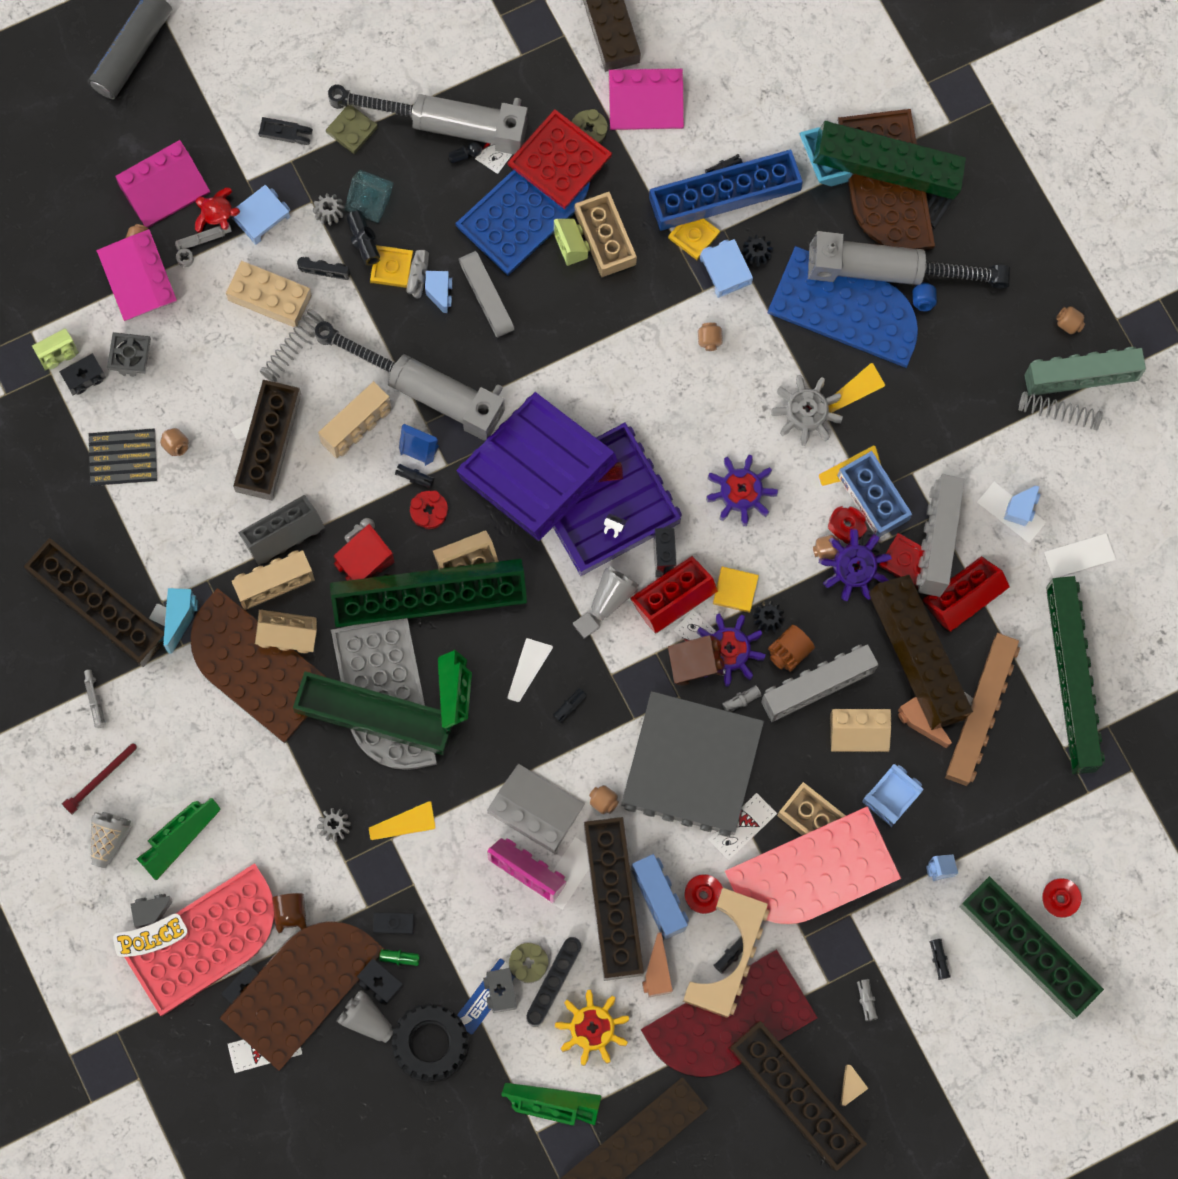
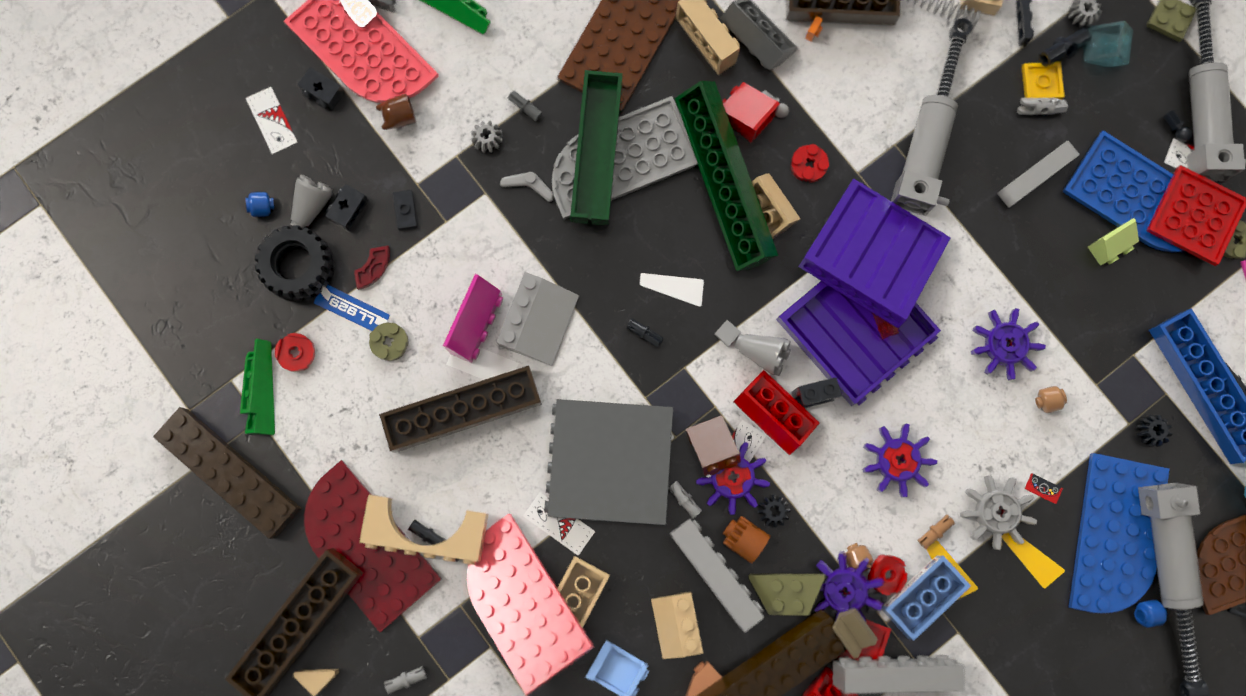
camera: 80 degrees right, 5 degrees up
(286, 631) = (661, 53): tan slope -> none
(289, 473) = (815, 29): none -> orange plate
(299, 988) = (328, 136): reddish brown plate -> none
(308, 780) = (525, 105): none -> dark grey axle
(355, 420) = (880, 74): tan brick -> none
(357, 1072) = (259, 204): none -> blue head
(387, 791) = (530, 180): none -> light grey piece
(399, 957) = (373, 220): green axle -> none
(411, 821) = (504, 206): yellow sticker -> none
(414, 476) = (839, 143): black pin -> none
(417, 444) = (870, 138): blue slope -> none
(437, 288) = (1032, 127): light blue slope -> none
(448, 965) = (373, 268): none -> dark red tile
(454, 688) = (635, 217): green wedge -> none
(504, 980) = (365, 322): dark grey brick -> none
(531, 1054) = (301, 361): none -> red plate
(554, 971) = (364, 364): black beam -> none
(585, 1038) = (324, 407): yellow gear -> none
(603, 799) = (557, 382): medium nougat head -> none
(605, 234) = (1131, 275): tan brick -> none
(614, 523) = (834, 339): tile -> none
(648, 373) = (1018, 344): none -> dark purple gear
(657, 977) = (395, 466): nougat slope -> none
(659, 897) = (469, 452): medium blue brick -> none
(694, 236) = (1151, 366): yellow tile -> none
(700, 884) = (481, 486): red dish -> none
(726, 267) = (1127, 402): light blue panel -> none
(735, 589) = (795, 473): yellow tile -> none
(792, 363) = (1043, 488): none -> sticker
(815, 471) = (936, 531): none -> medium nougat pin
(848, 620) = (787, 592): none -> olive wing
(894, 566) = (854, 632): none -> dark tan panel

